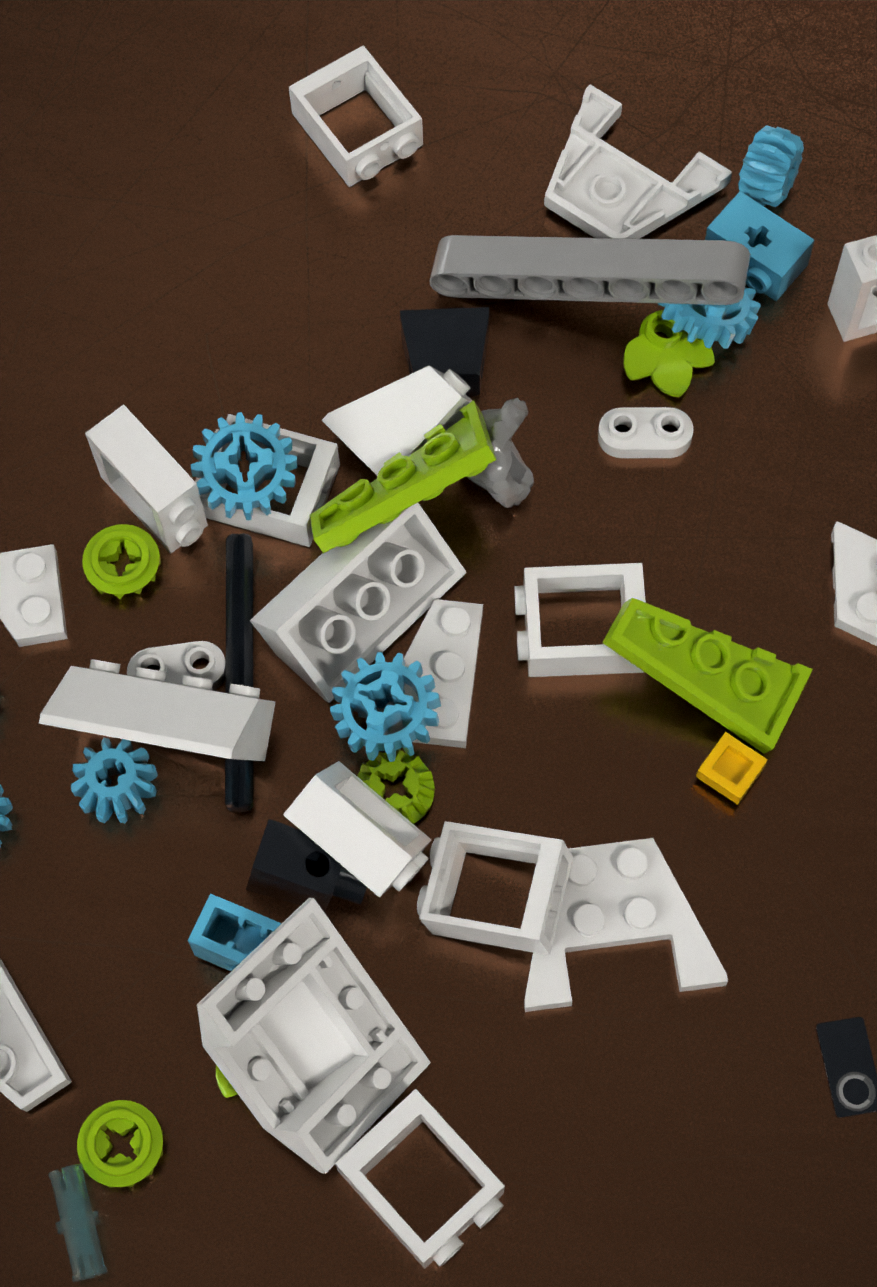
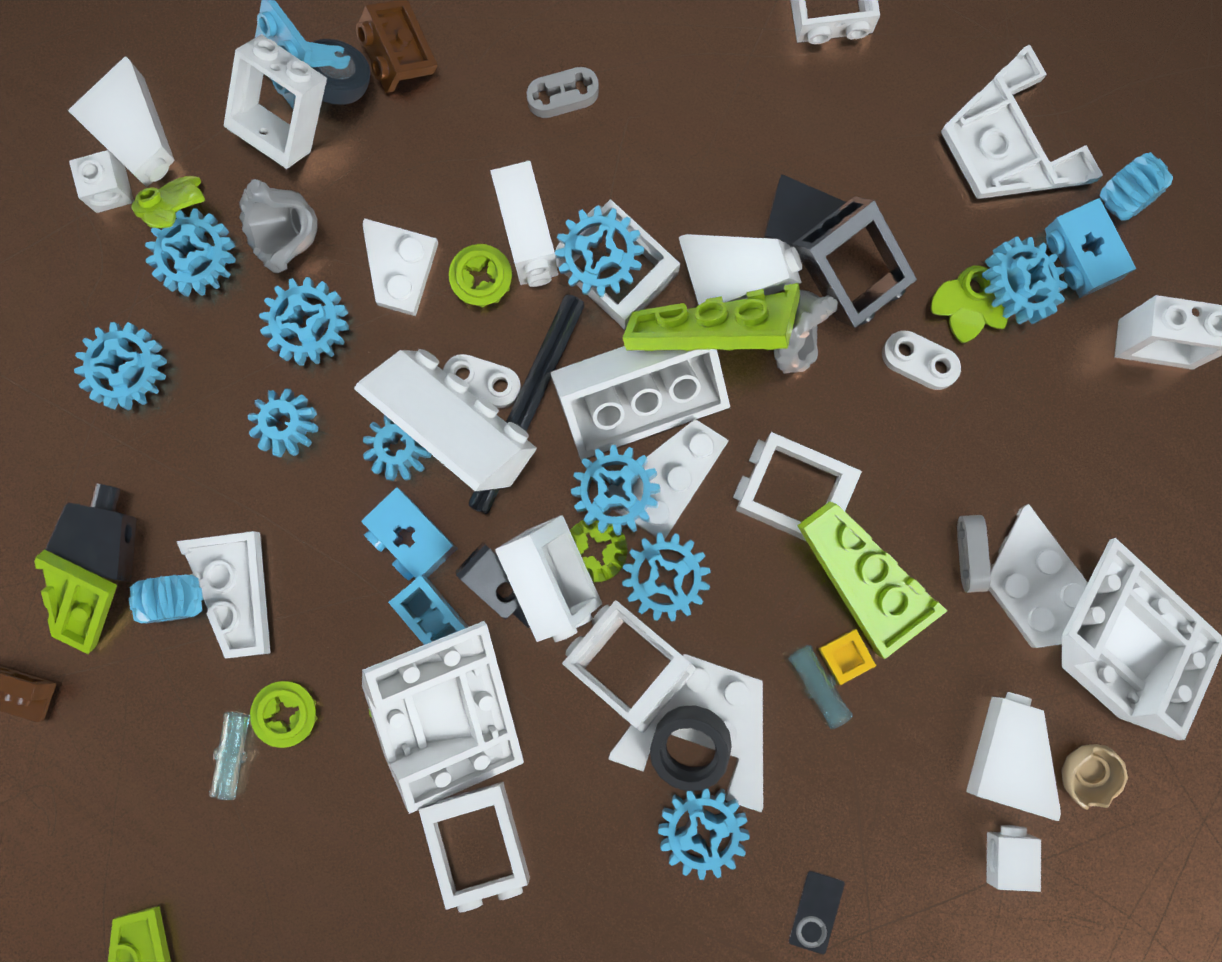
camera: 25 degrees right, 15 degrees up
(121, 339) = (562, 92): none -> light grey beam
(157, 849) = (401, 513): none -> medium azure brick
(496, 386) = (832, 233): none -> window
(506, 788) = (650, 586): none -> medium azure gear
(591, 269) = (948, 212): light grey beam -> none
(620, 981) = (683, 776): none -> black tyre
(694, 1049) = (719, 826): none -> medium azure gear
(720, 813) = (820, 687): none -> clear light blue pin
(807, 596) = (973, 553): none -> light grey beam

